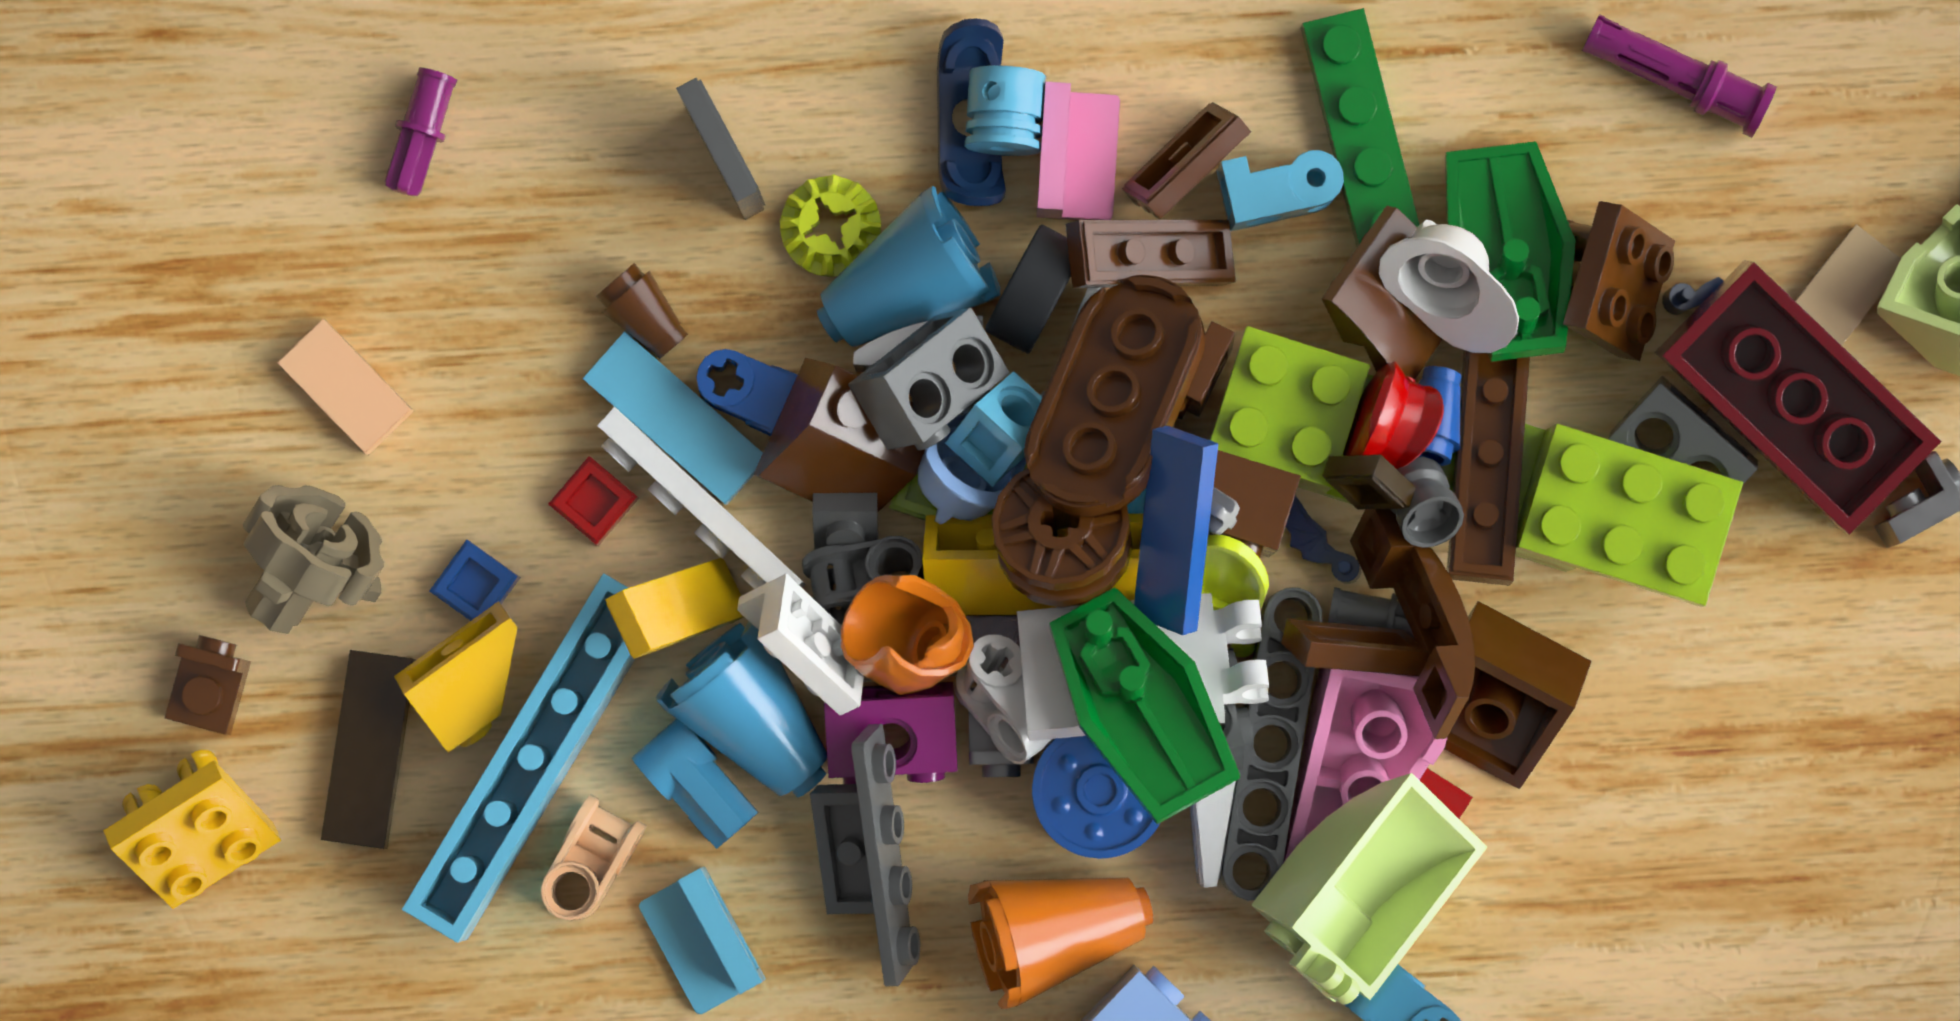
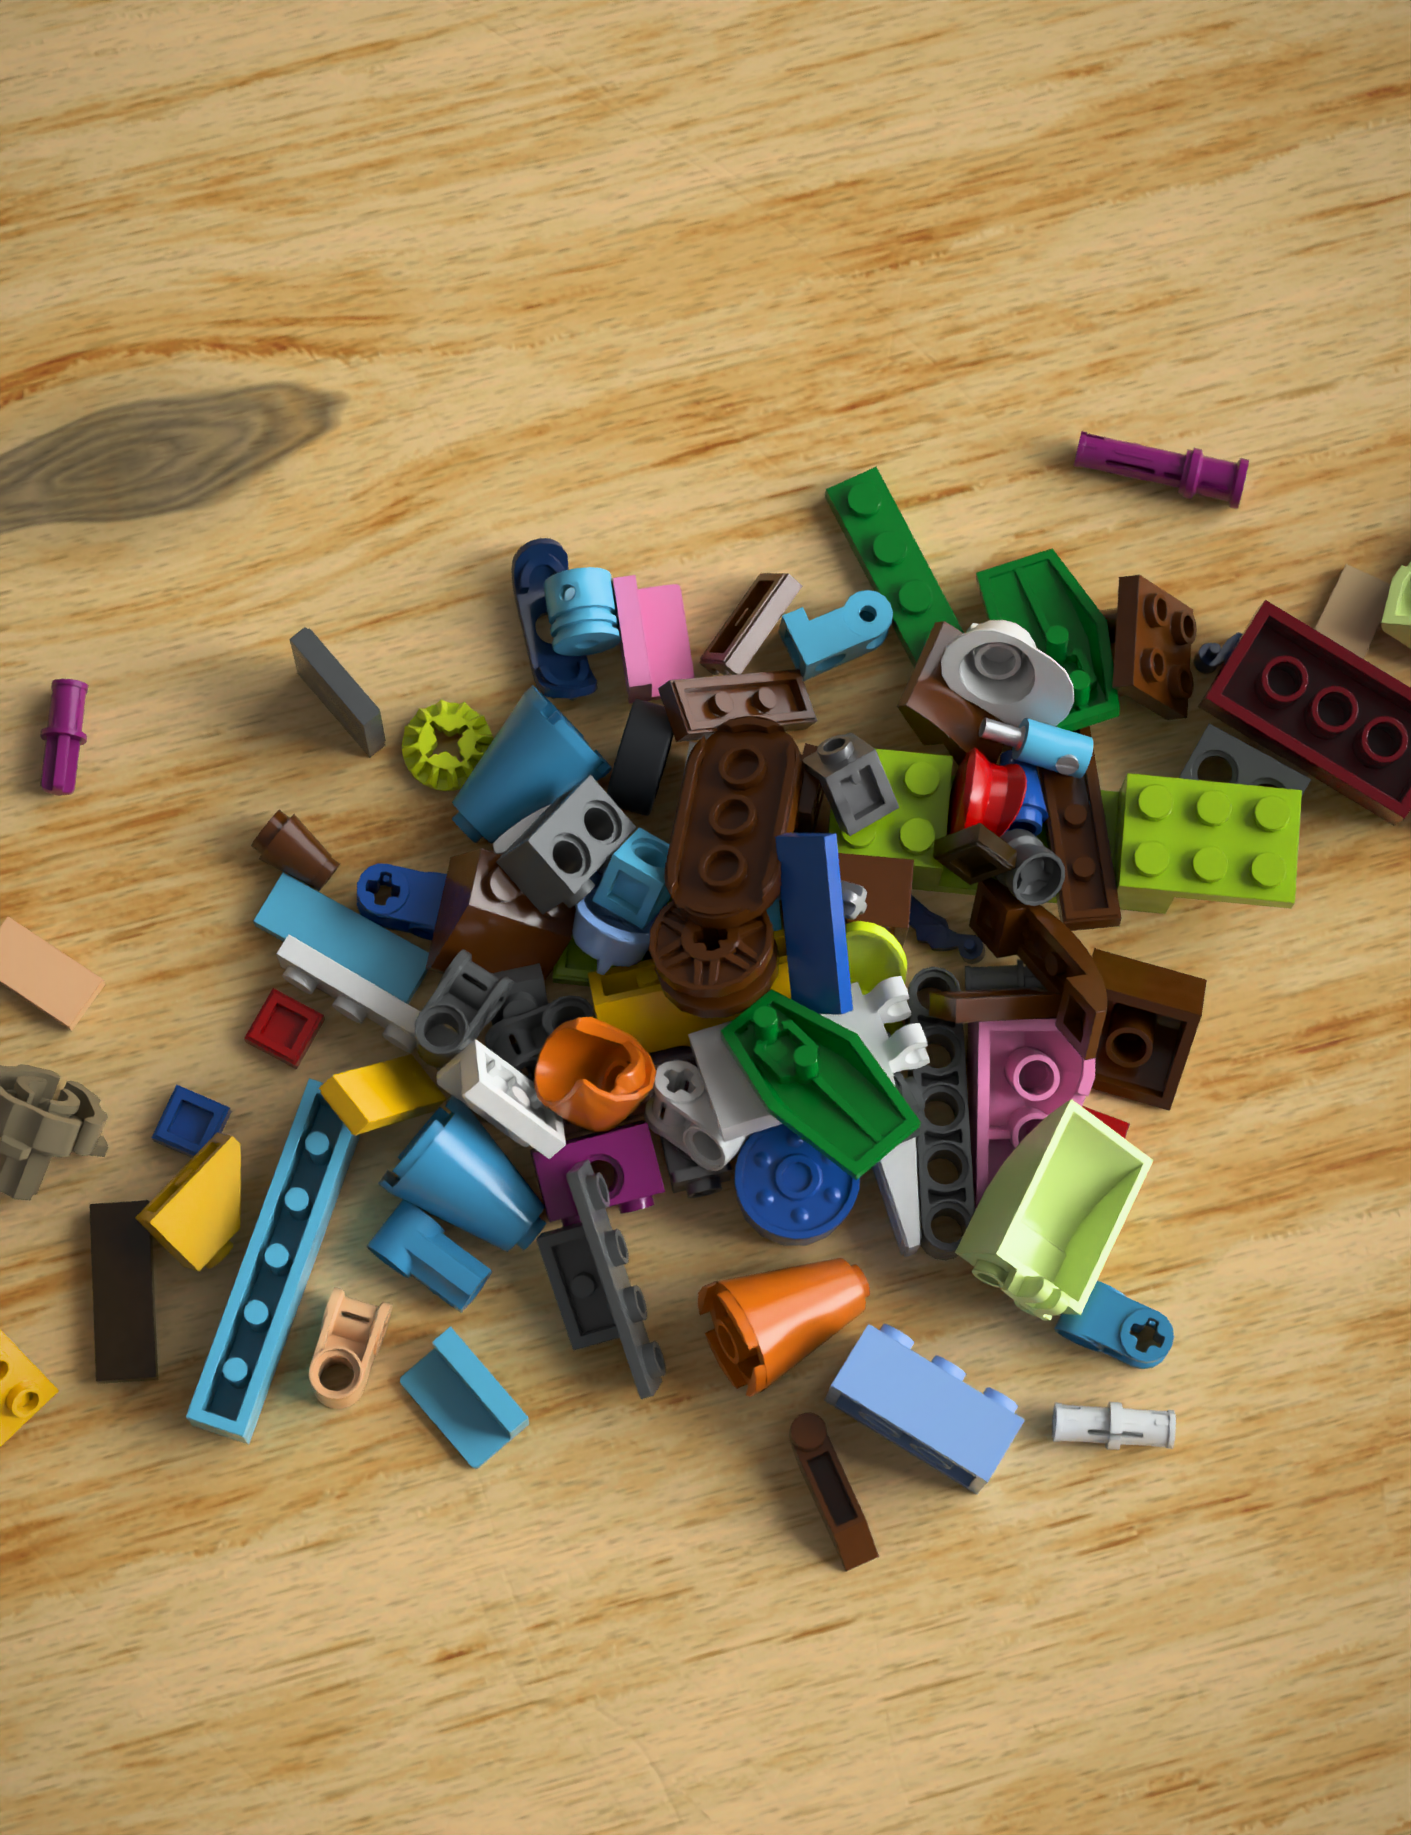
camera: 20 degrees left, 10 degrees down
(781, 529) = (466, 1001): none -> dark grey piece
(1251, 377) = (852, 781): none -> flat silver bracket
(1472, 372) = (1042, 745): none -> medium azure piece

